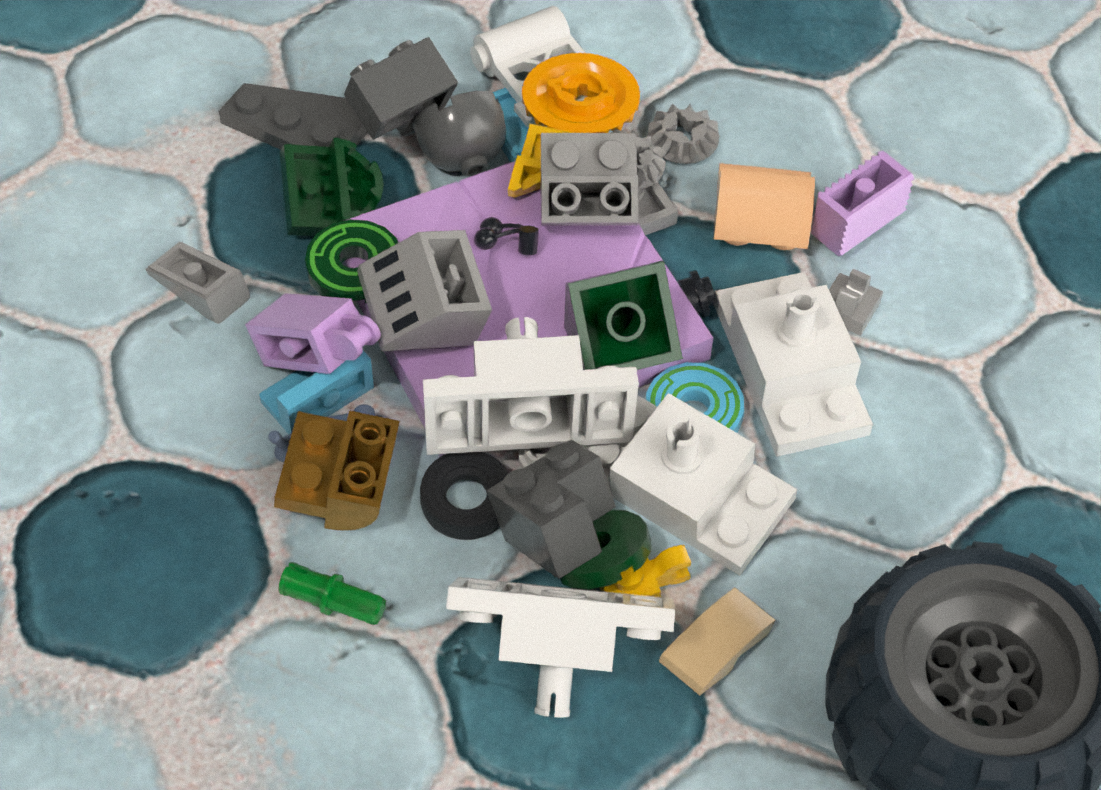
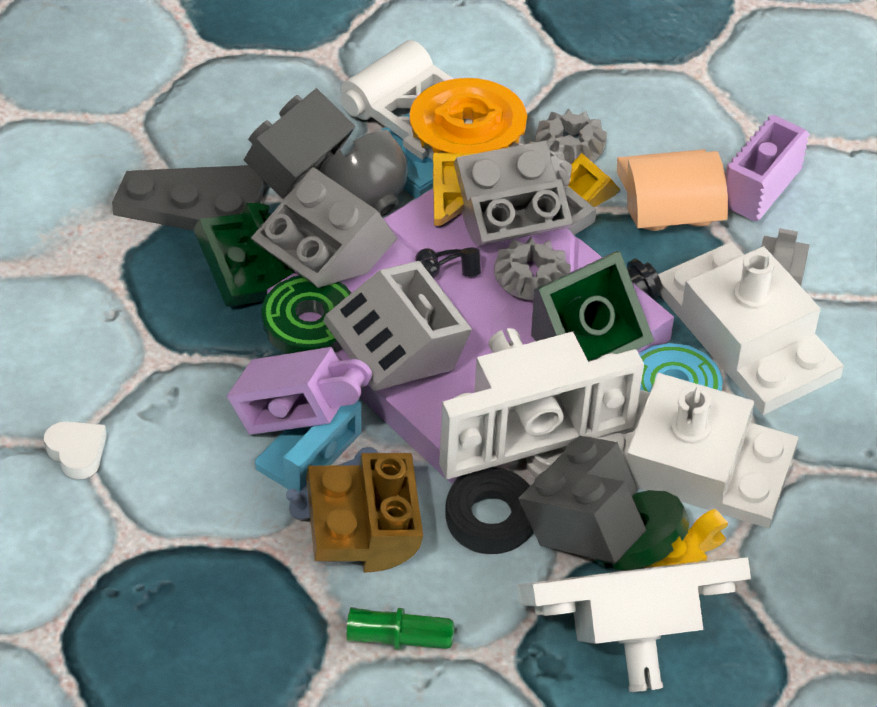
camera: 15 degrees left, 5 degrees down
(99, 343) = (76, 447): none -> white tile
(201, 281) = (155, 367): light grey slope -> none
(391, 183) = (325, 232): none -> light grey slope
(567, 252) = (514, 273): none -> light grey gear
(685, 183) = (591, 182): none -> yellow slope
(716, 640) = (774, 589): tan slope -> none

